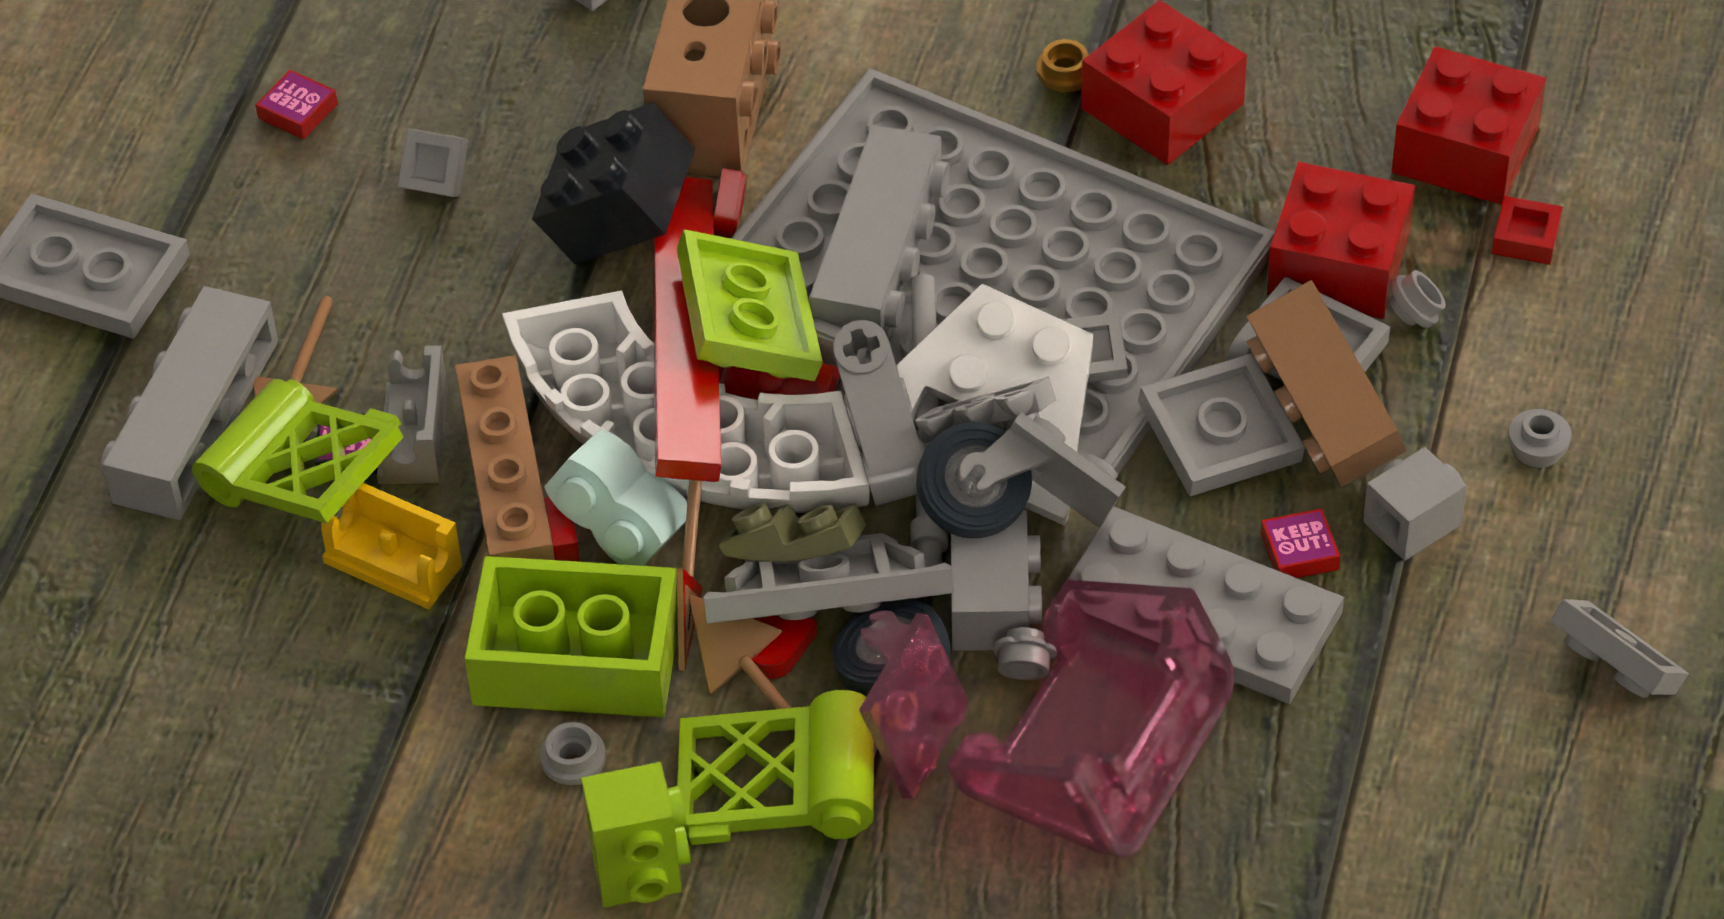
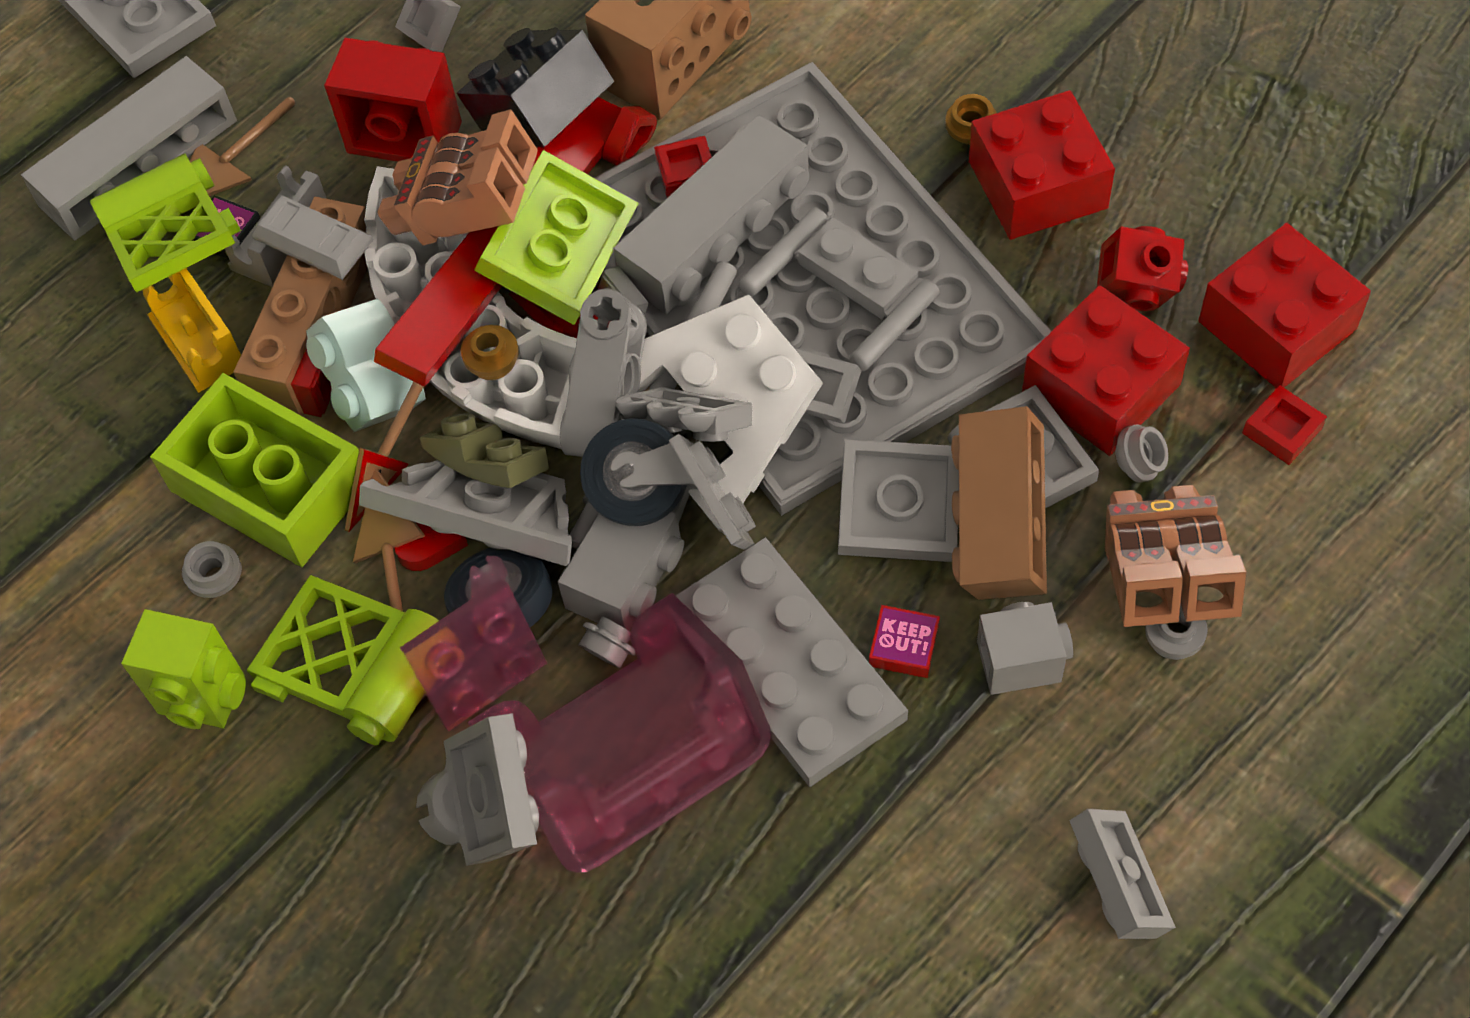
camera: 30 degrees right, 10 degrees up
(472, 250) = (390, 98): none -> red brick
(491, 396) = (312, 237): none -> light grey tile
(626, 286) = (461, 182): none -> nougat hips
(752, 433) = (494, 363): none -> pearl gold plate
(809, 207) = (680, 161): none -> red tile
(1019, 801) = (482, 793): none -> light grey plate
(1044, 239) = (856, 270): none -> light grey plate
(1319, 133) = (1142, 266): none -> red brick
(1504, 366) = (1171, 552): none -> nougat hips

